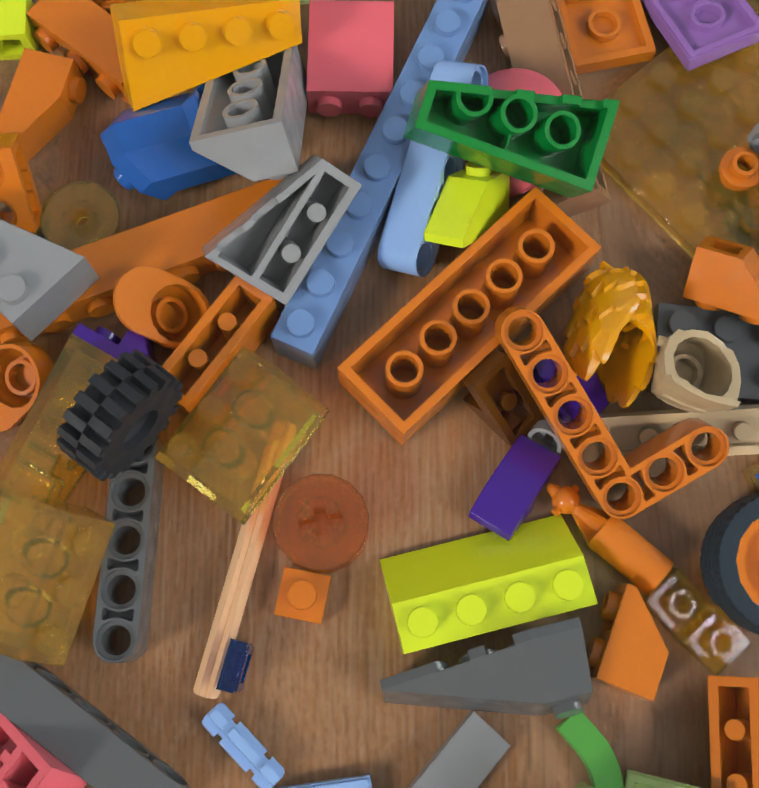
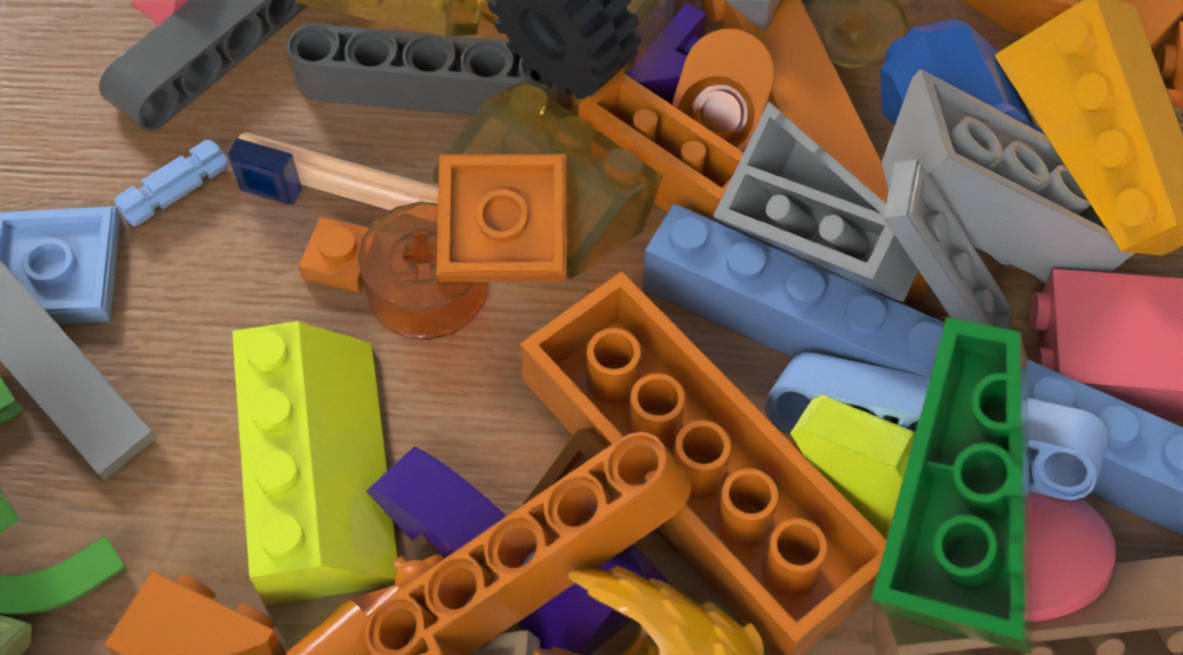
camera: 95 degrees right, 15 degrees down
(295, 457) = (502, 218): none -> orange tile
(326, 144) = (942, 249): none -> light grey tile
(533, 676) = (180, 484): dark grey wedge -> none

